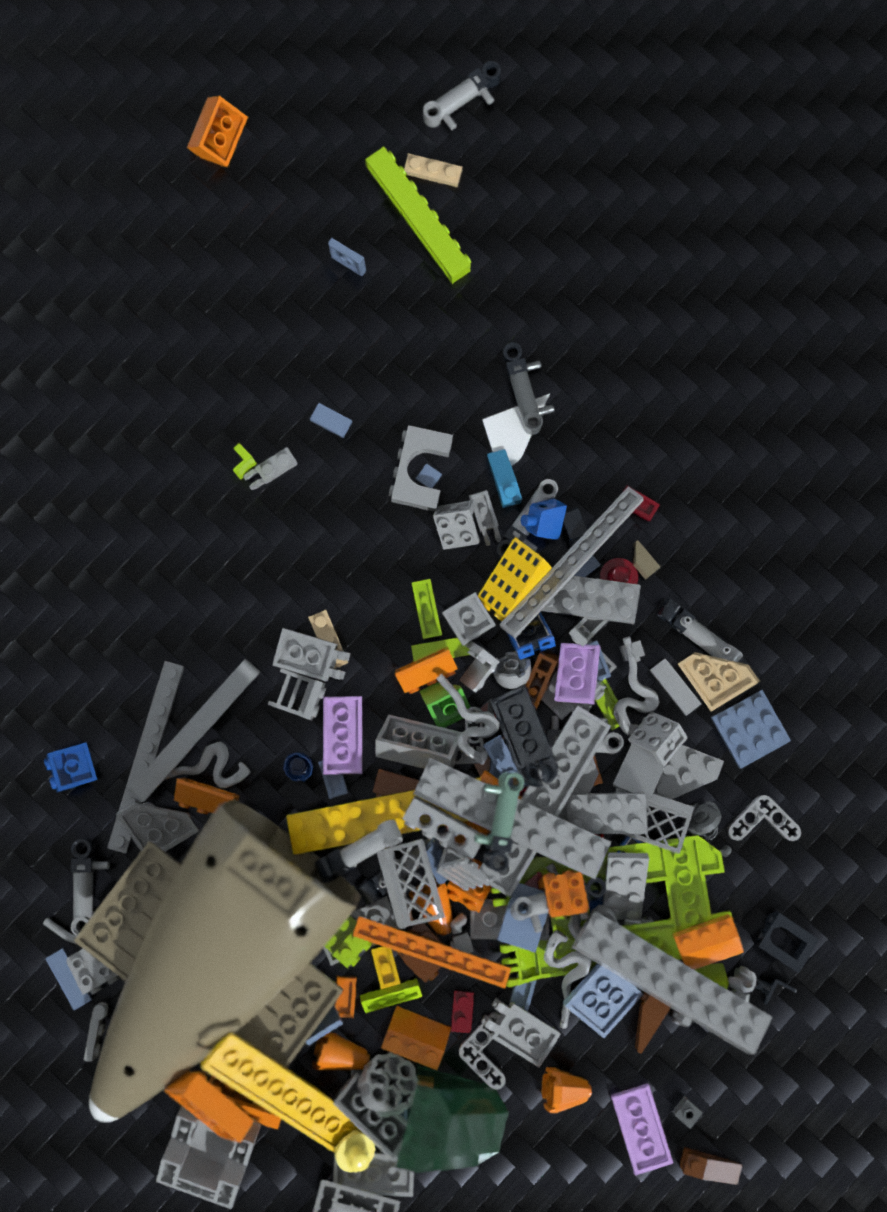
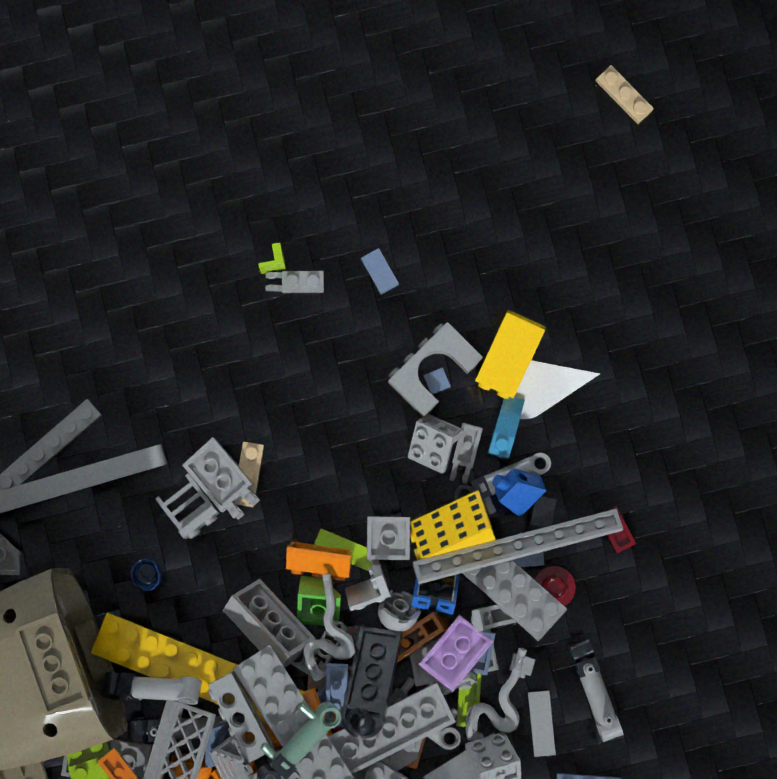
camera: 35 degrees right, 0 degrees up
(201, 796) = (42, 545): orange slope -> none
(221, 751) = (85, 515): light grey animal -> none
(334, 783) = (172, 604): sand blue tile -> none
(342, 735) = (205, 571): lavender tile -> none
(347, 257) = (490, 128): sand blue tile -> none
(391, 783) = (221, 644): reddish brown slope -> none
(418, 215) = (583, 130): lime brick -> none
(426, 609) = (356, 503): lime plate -> none
(472, 420) = (510, 354): none -> yellow slope
(476, 85) = (716, 39): light grey piece -> none
(517, 373) = (576, 354): dark grey piece -> none
(644, 561) = (587, 587): dark tan tile -> none
(717, 678) = (584, 741): tan plate -> none

